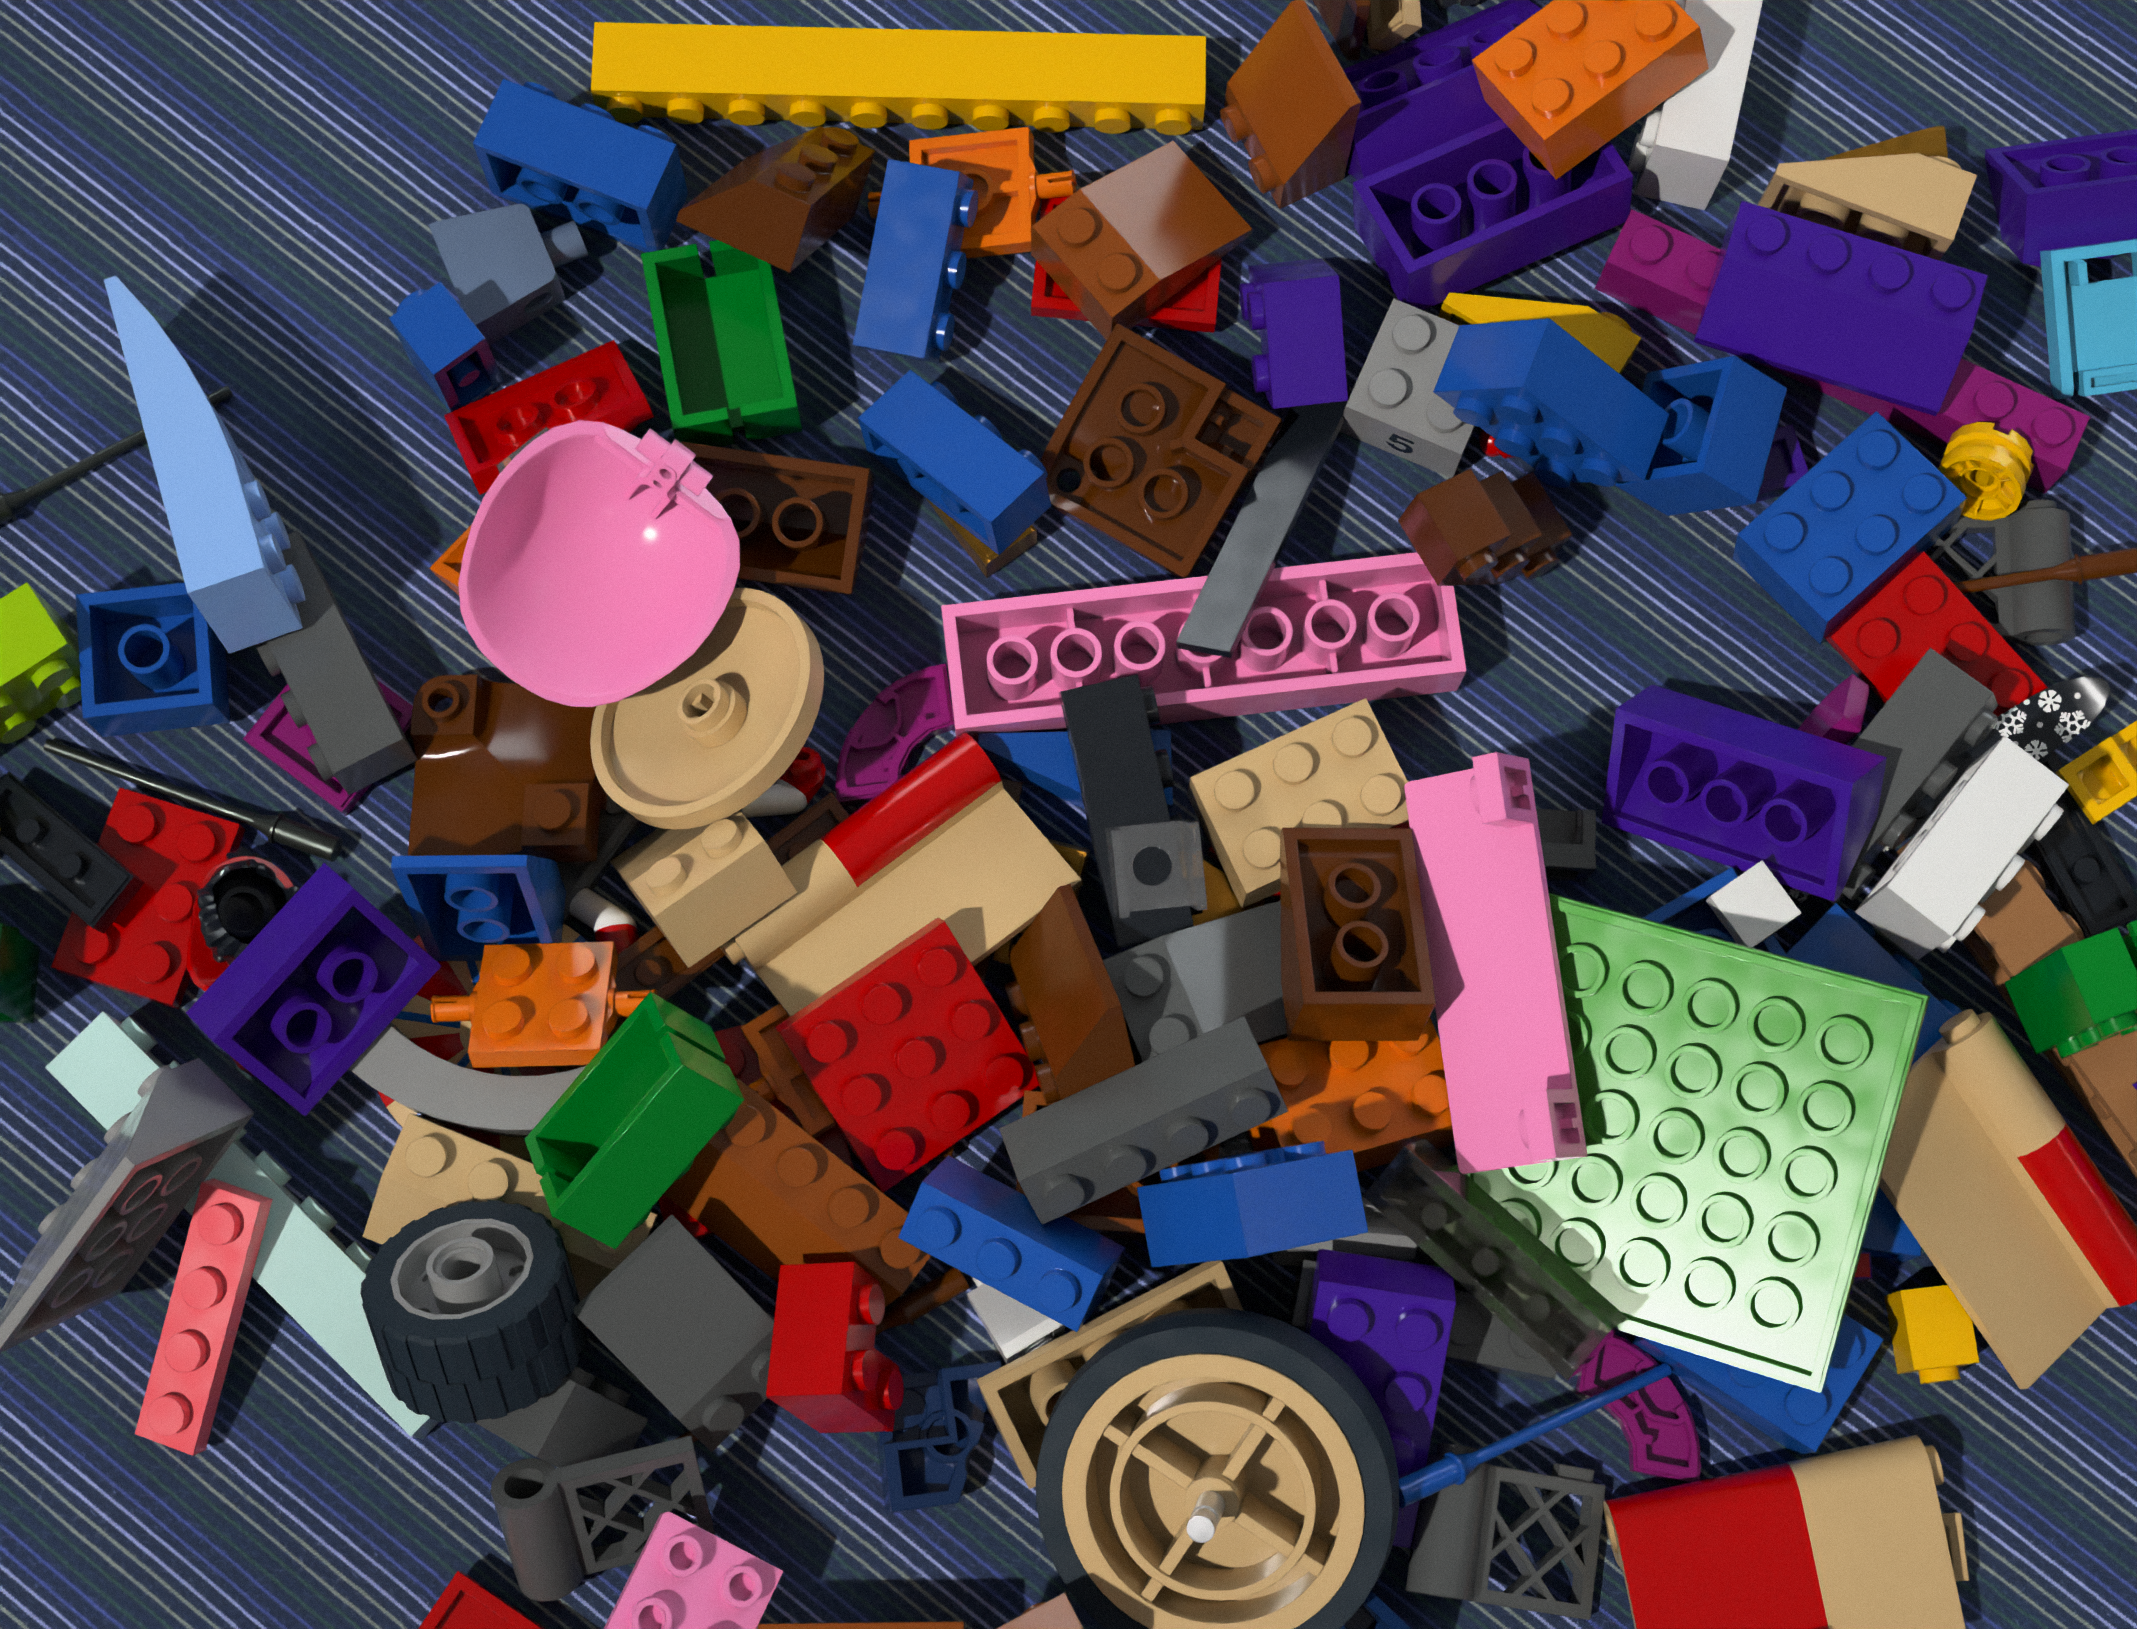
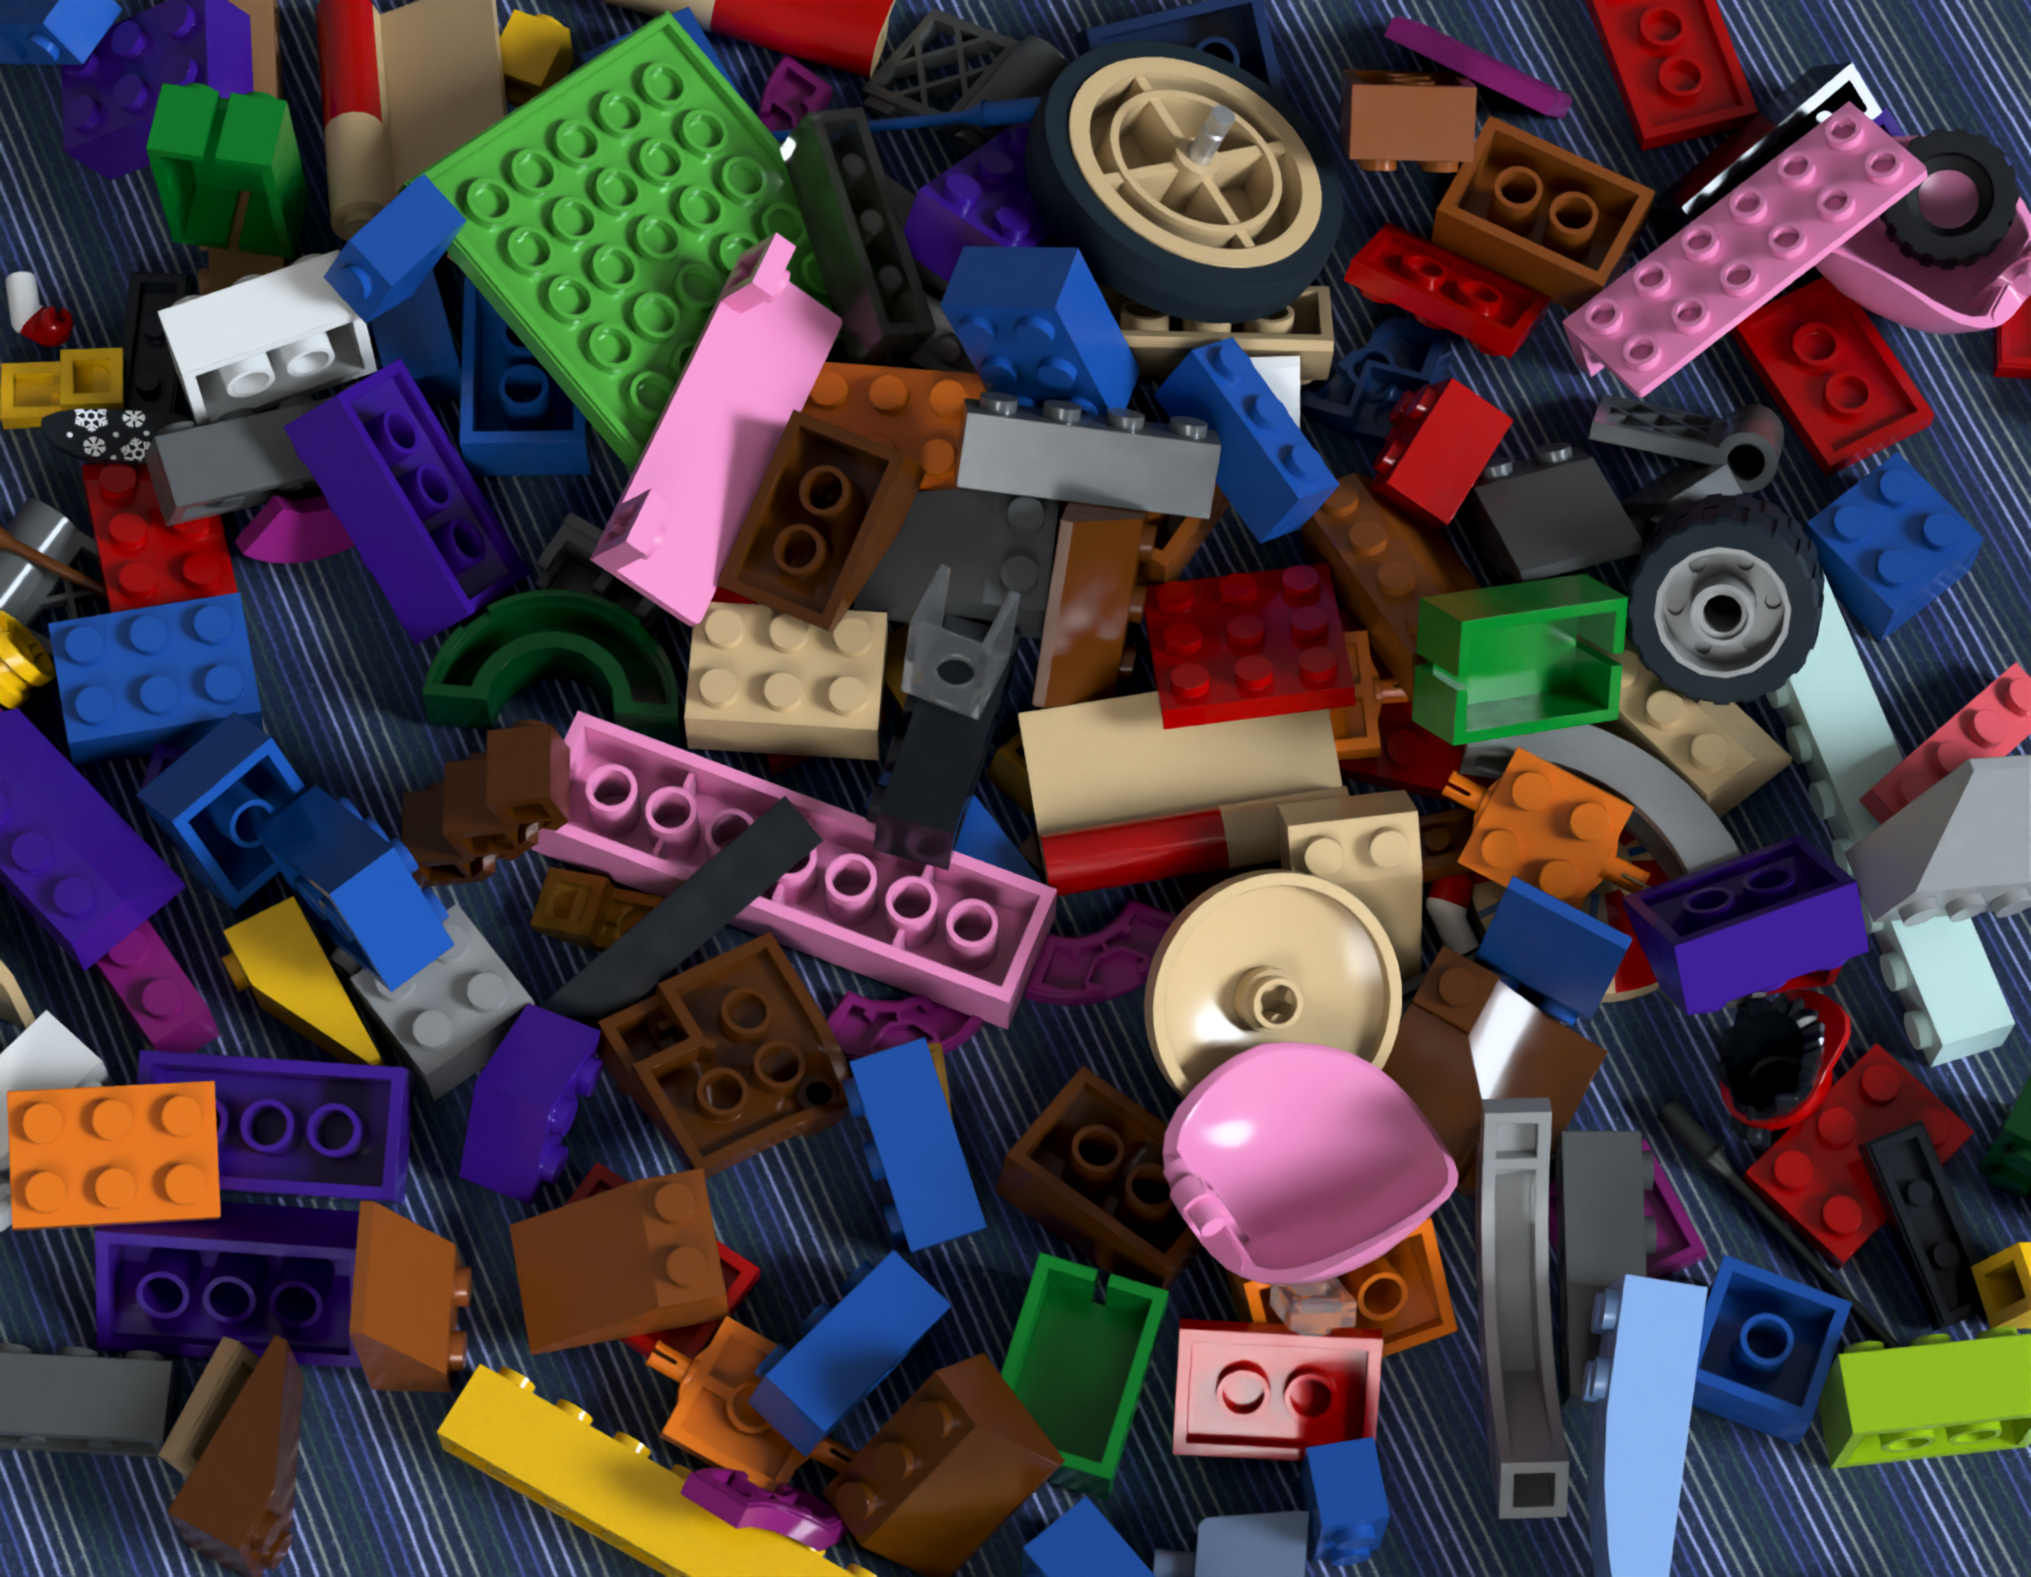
camera: 150 degrees left, 10 degrees down
(362, 1513) = (1891, 546): none -> blue brick
(366, 564) = (1515, 1310): none -> light grey arch
(913, 106) = (785, 1511): none -> magenta tile
(914, 1557) = (1447, 290): none -> red plate
(1049, 566) = (875, 1025): none -> magenta tile
(1348, 534) = (588, 909): none -> pearl gold slope
(1579, 697) = (550, 638): none -> dark green brick
(1753, 906) = (466, 396): white tile -> none
(1893, 935) = (395, 250): none -> blue slope

